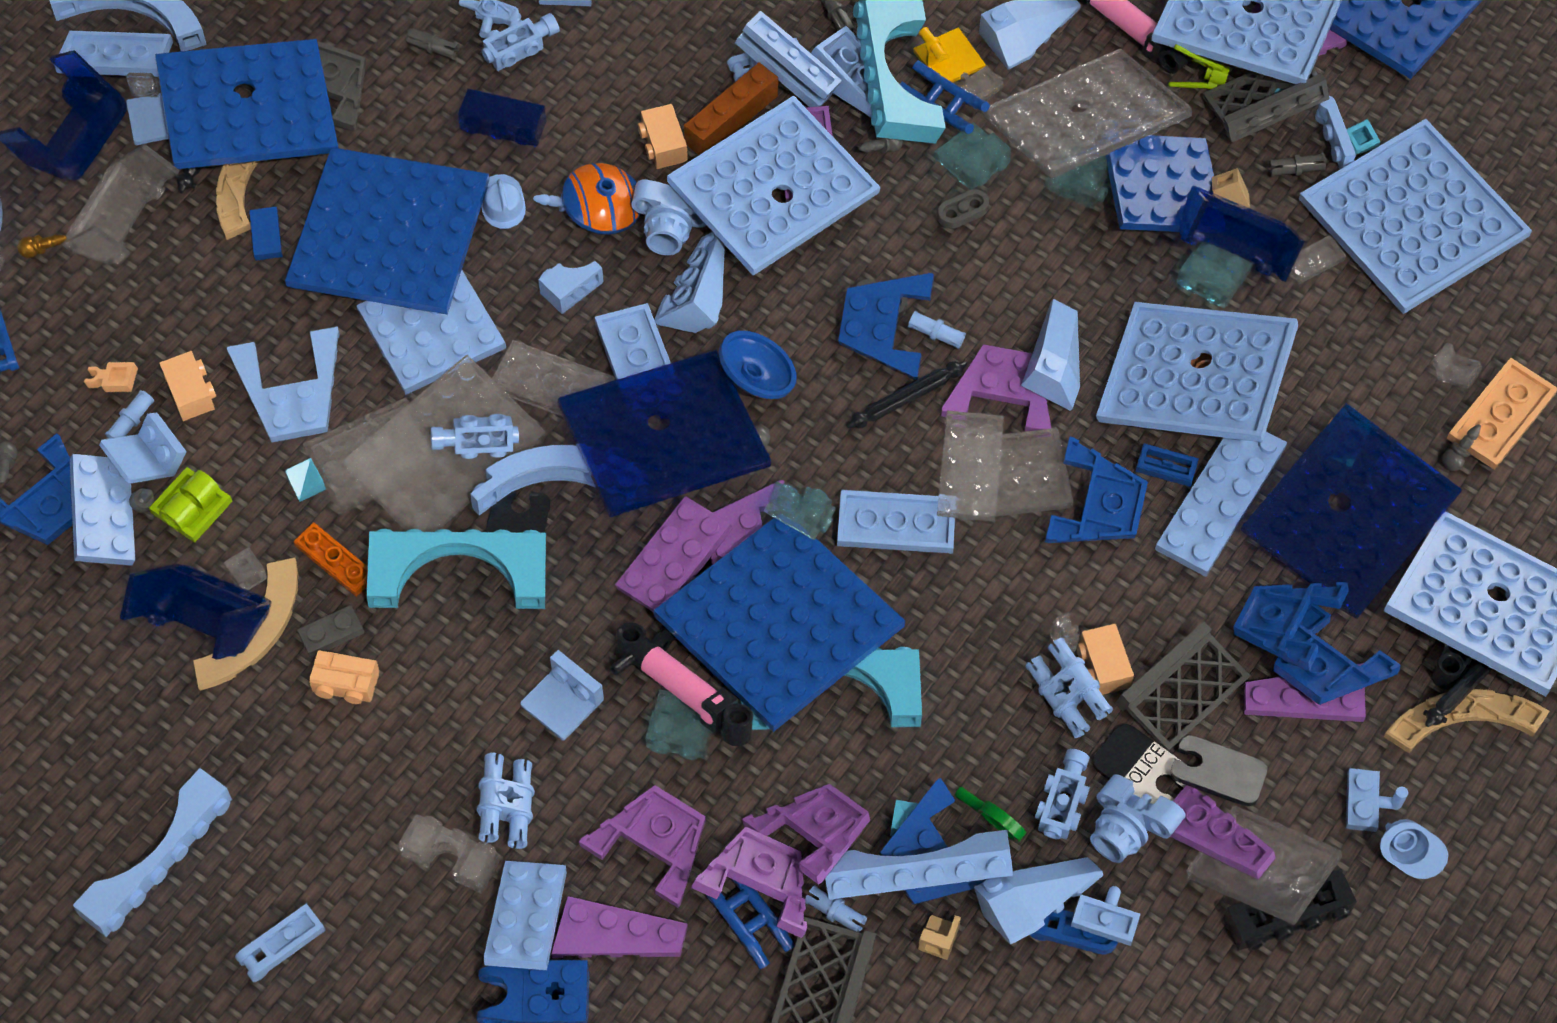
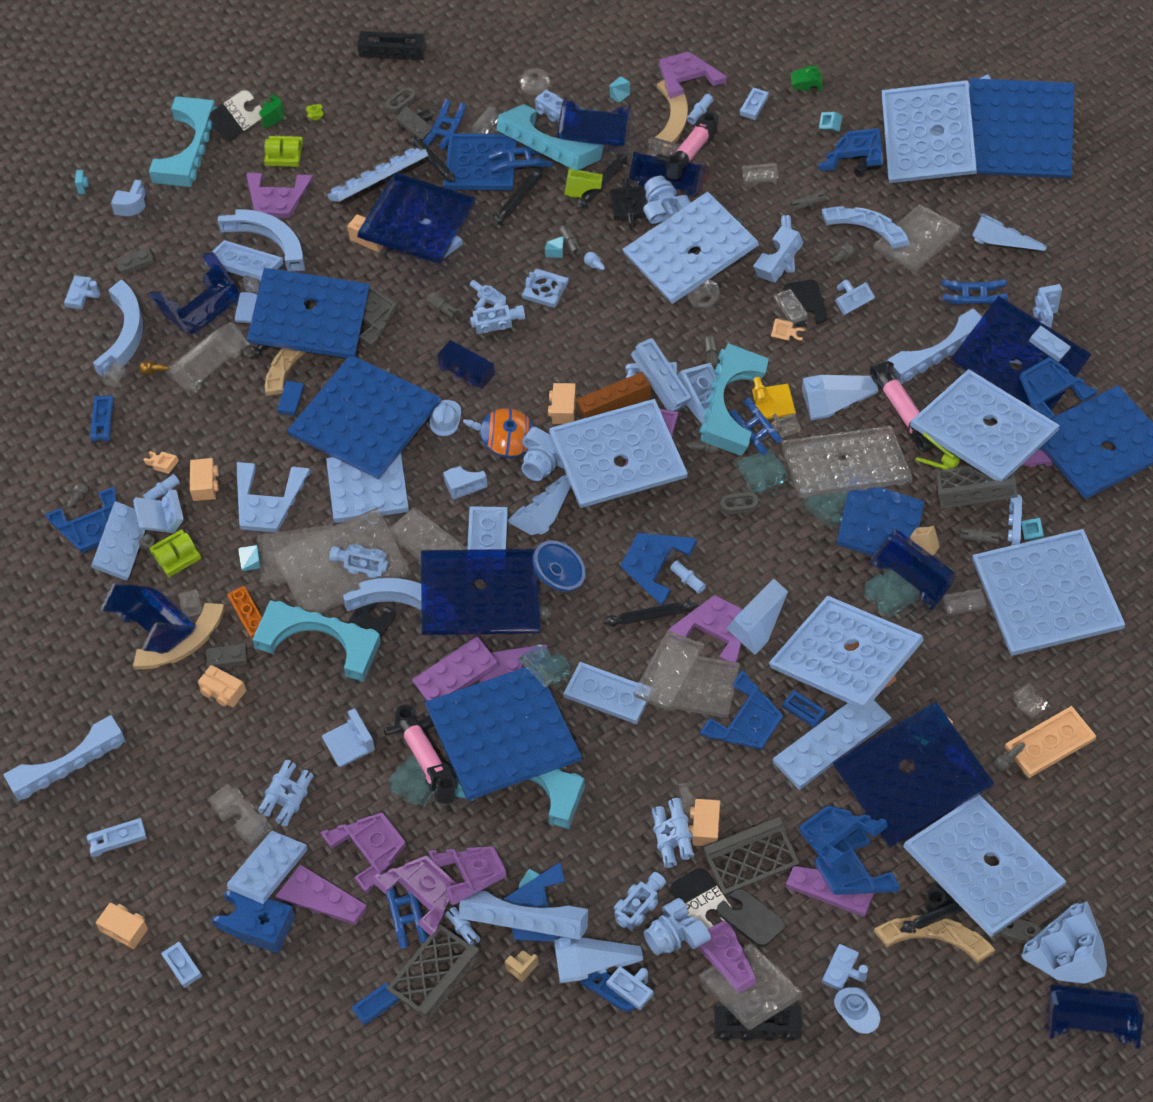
camera: 25 degrees right, 5 degrees down
(993, 814) = (587, 899): green piece -> none

